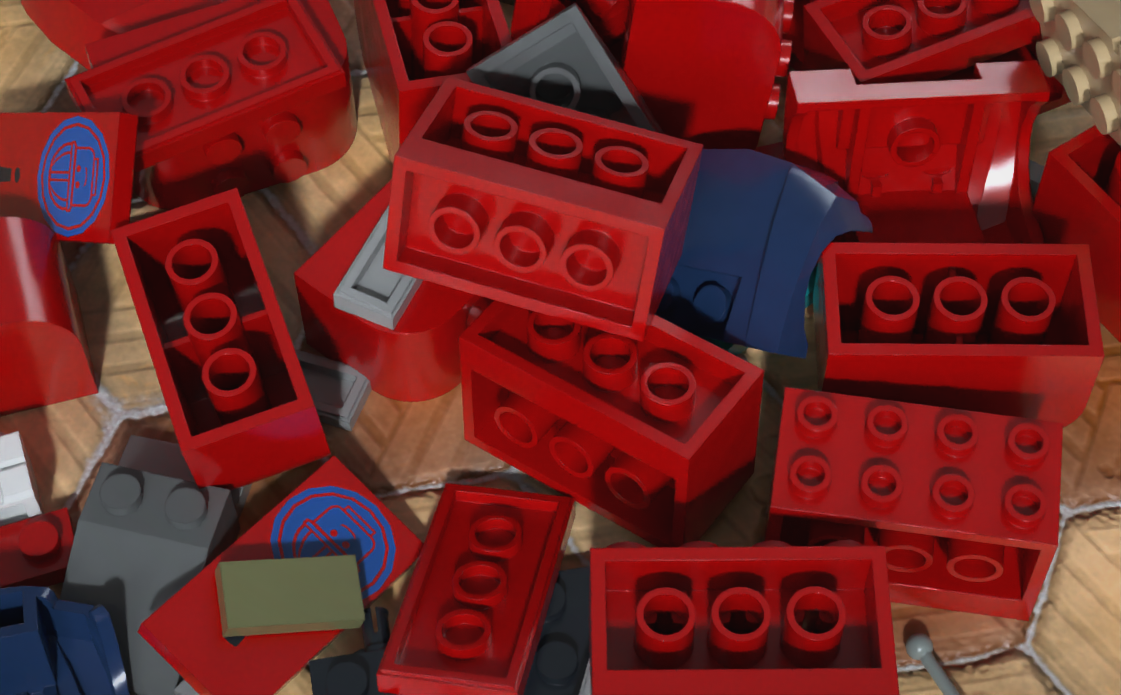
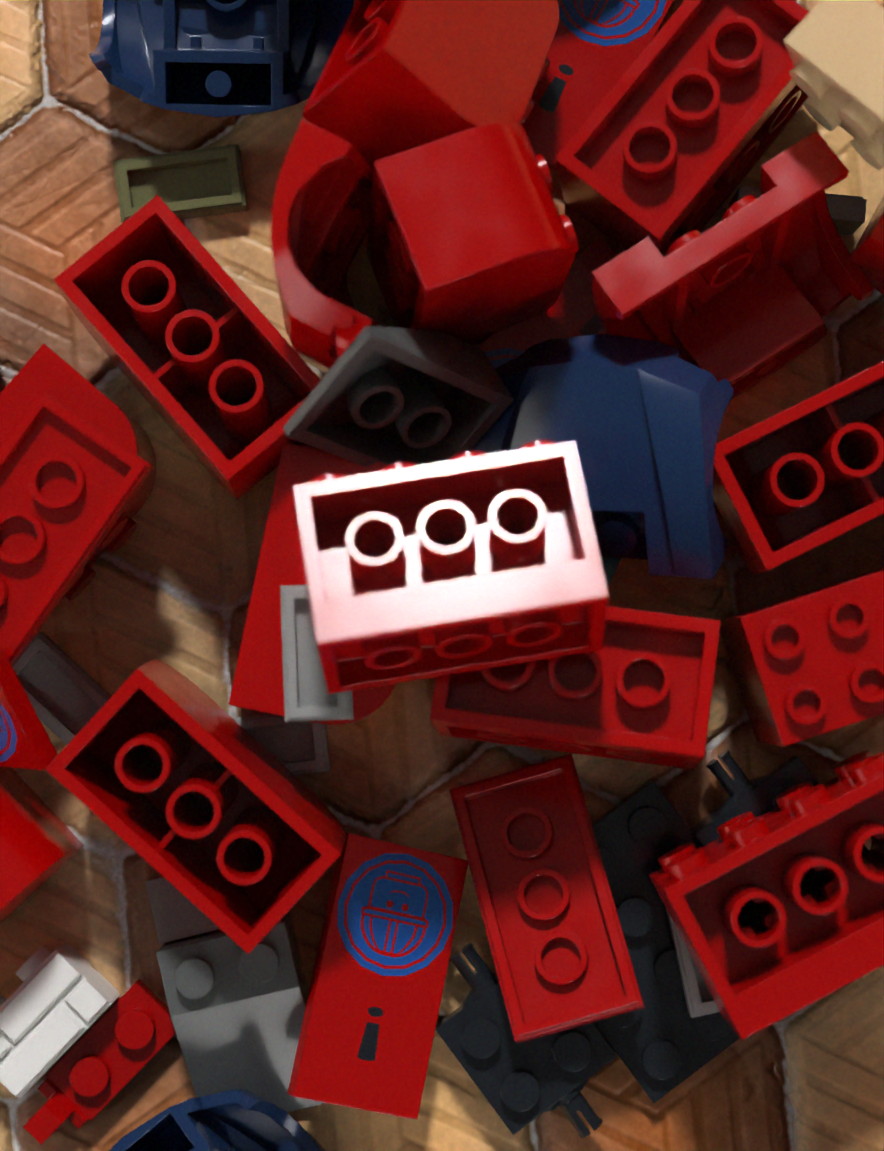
camera: 30 degrees left, 30 degrees up
(289, 595) = (393, 993): olive tile -> none

